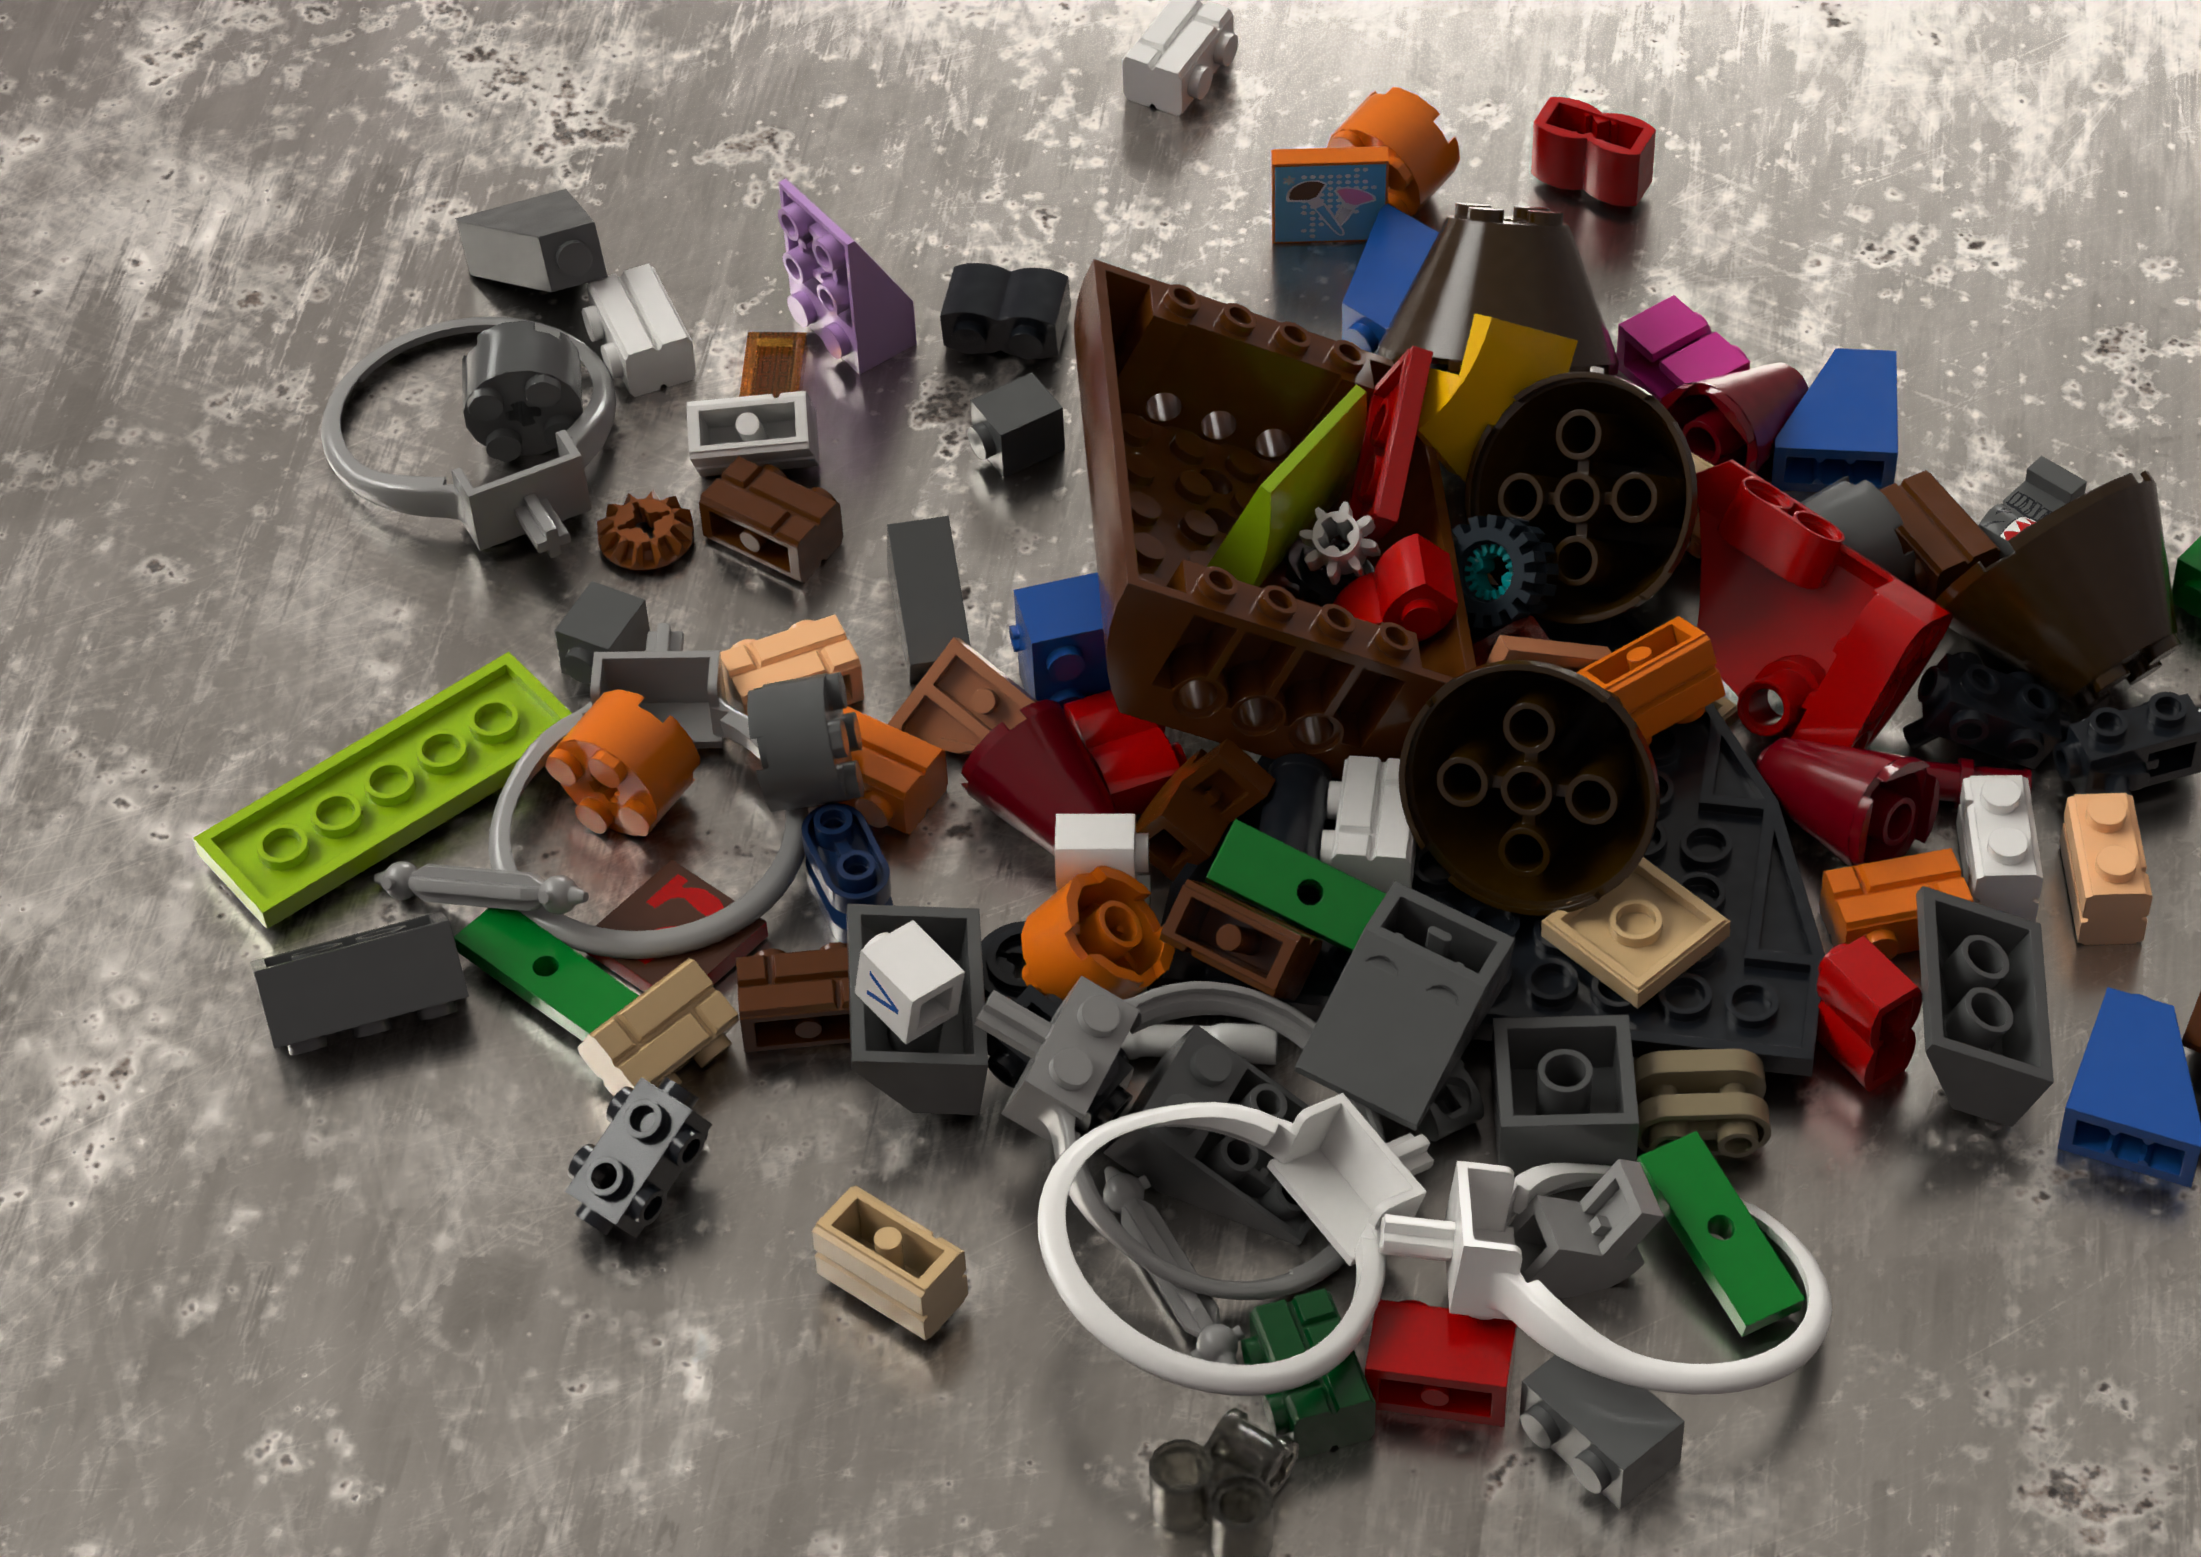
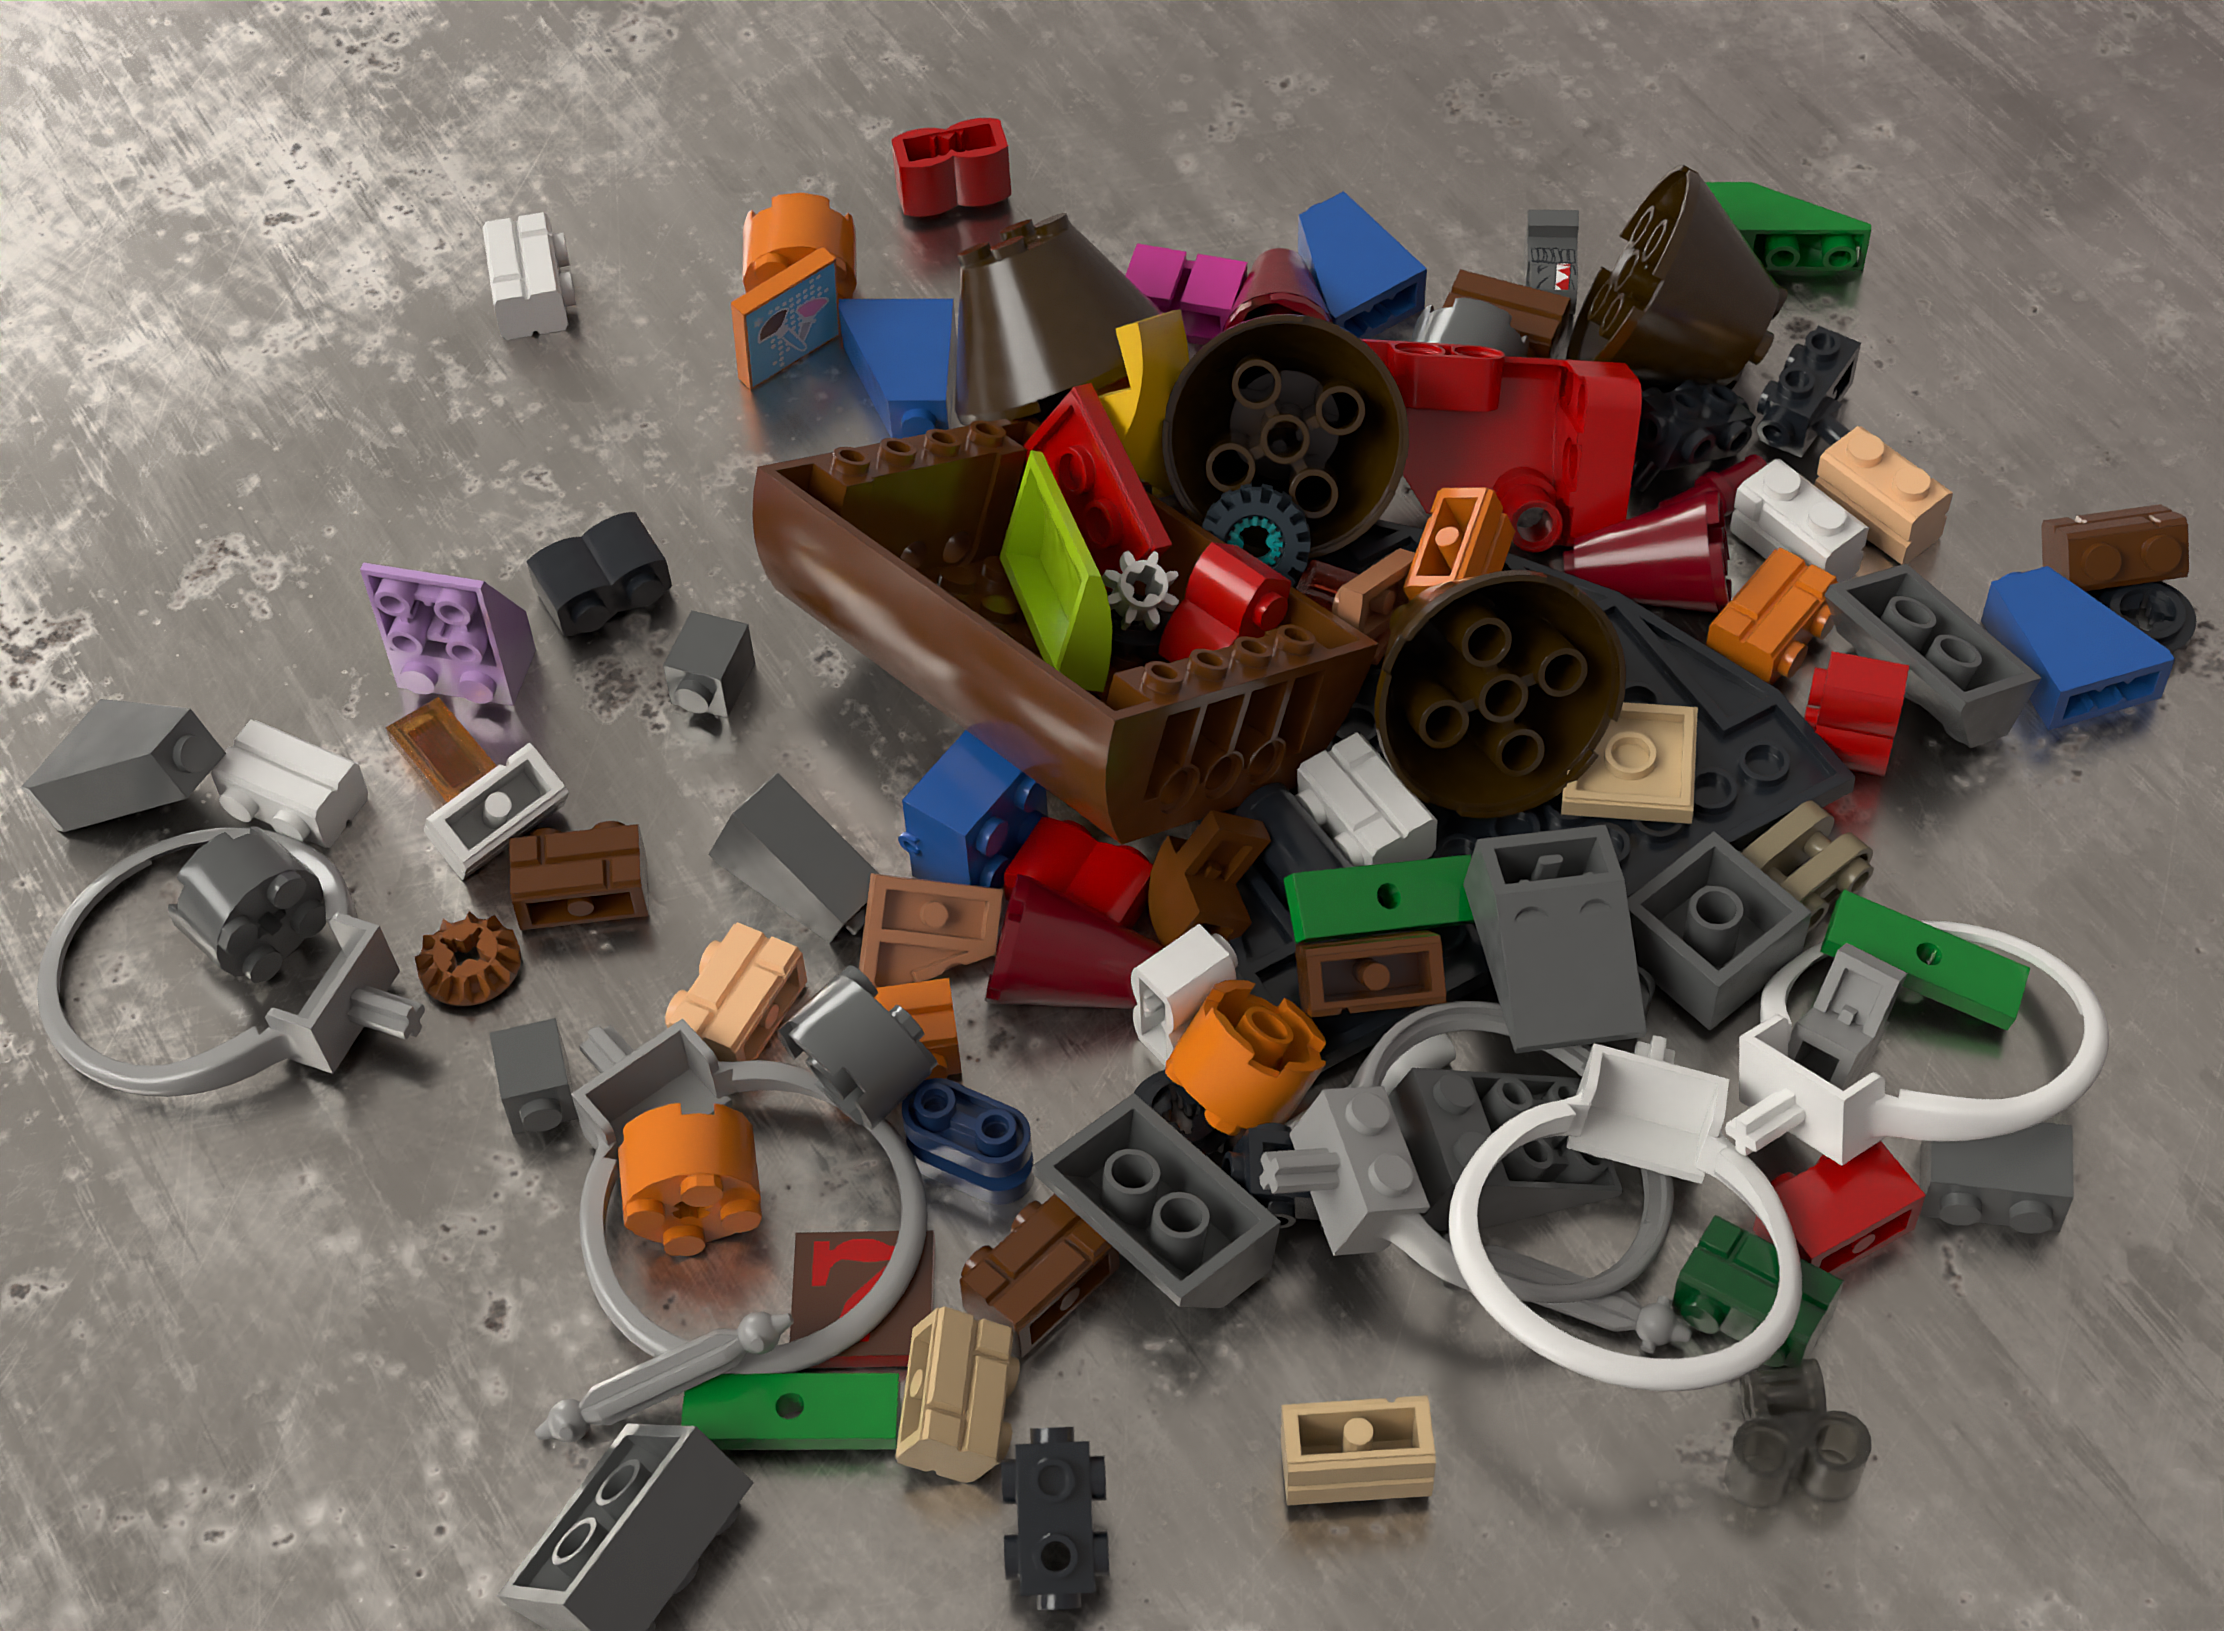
camera: 40 degrees left, 5 degrees up
(380, 791) = (469, 1353): lime plate -> none
(909, 981) = (1167, 1195): white brick -> none

